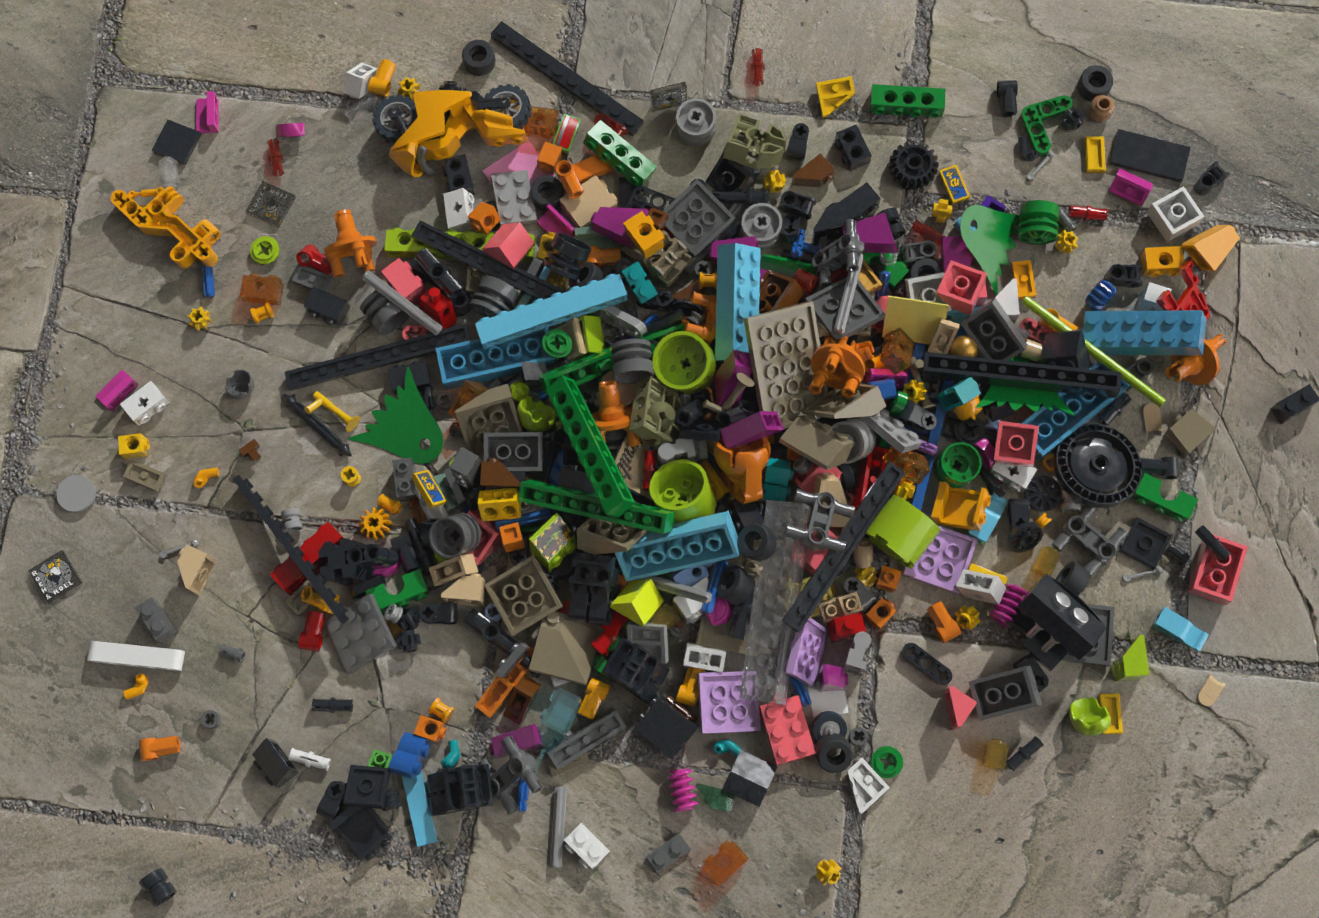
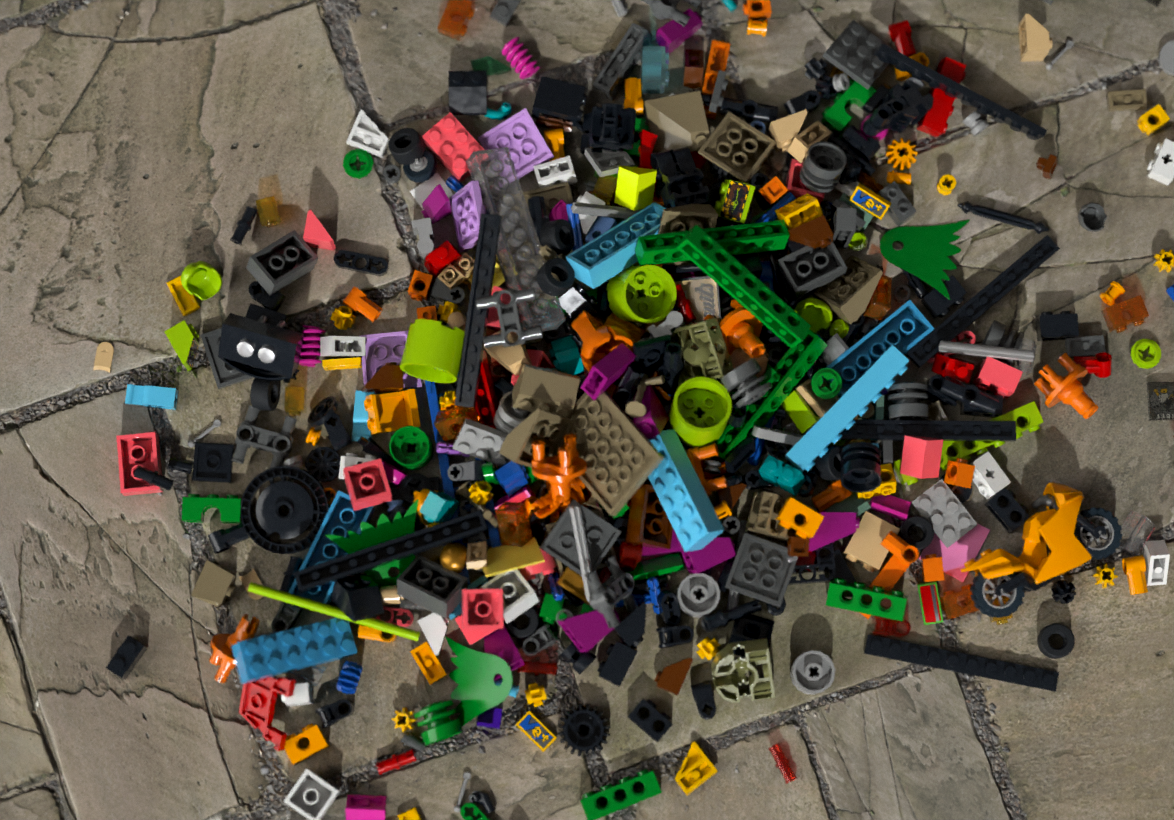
camera: 145 degrees right, 5 degrees up
(204, 475) = (1075, 126): light orange arm -> none
(351, 422) = (974, 232): yellow piece -> none
(668, 96) = (851, 683): tile -> none
(828, 871) = (367, 50): yellow gear -> none
(955, 536) = (387, 379): none -> reddish brown slope
(1211, 246) = (264, 780): light orange slope -> none

